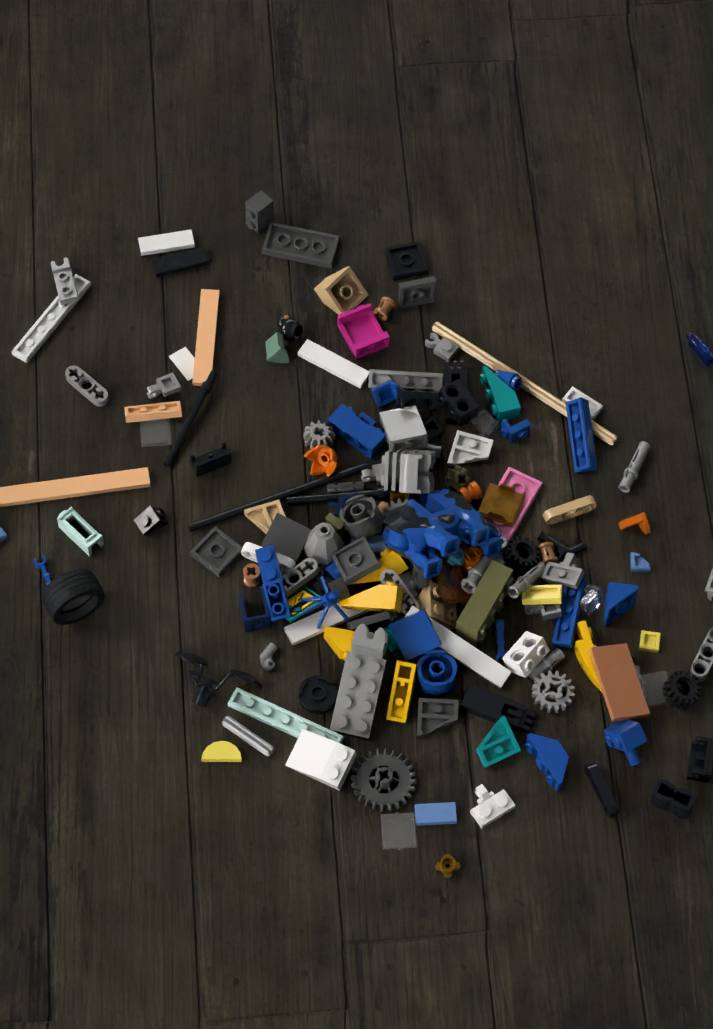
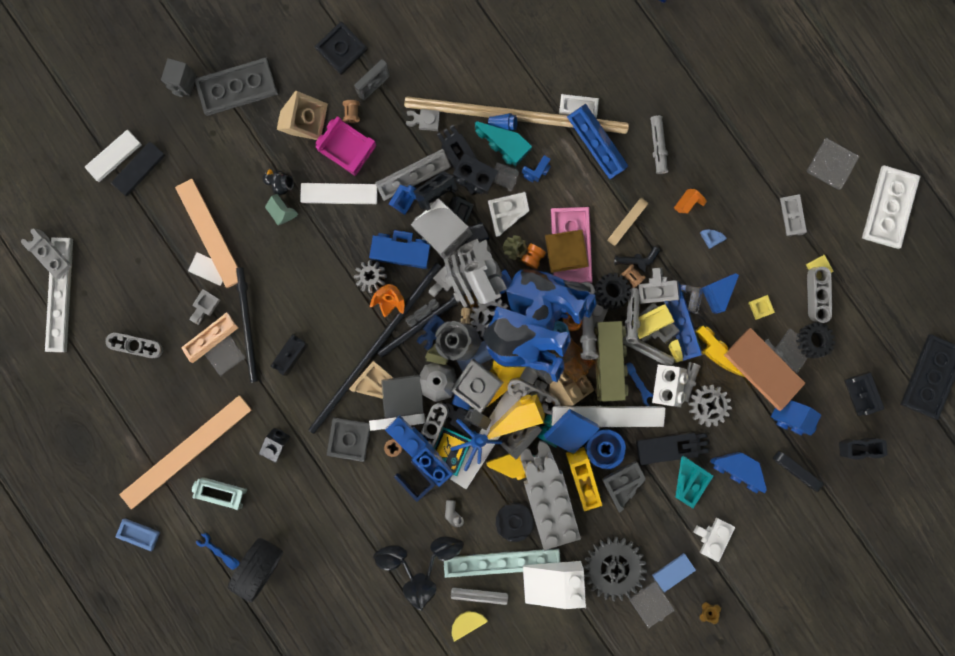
camera: 30 degrees left, 25 degrees up
(522, 616) = (651, 352): none -> light grey axle
(549, 631) = (675, 350): none -> light yellow tile

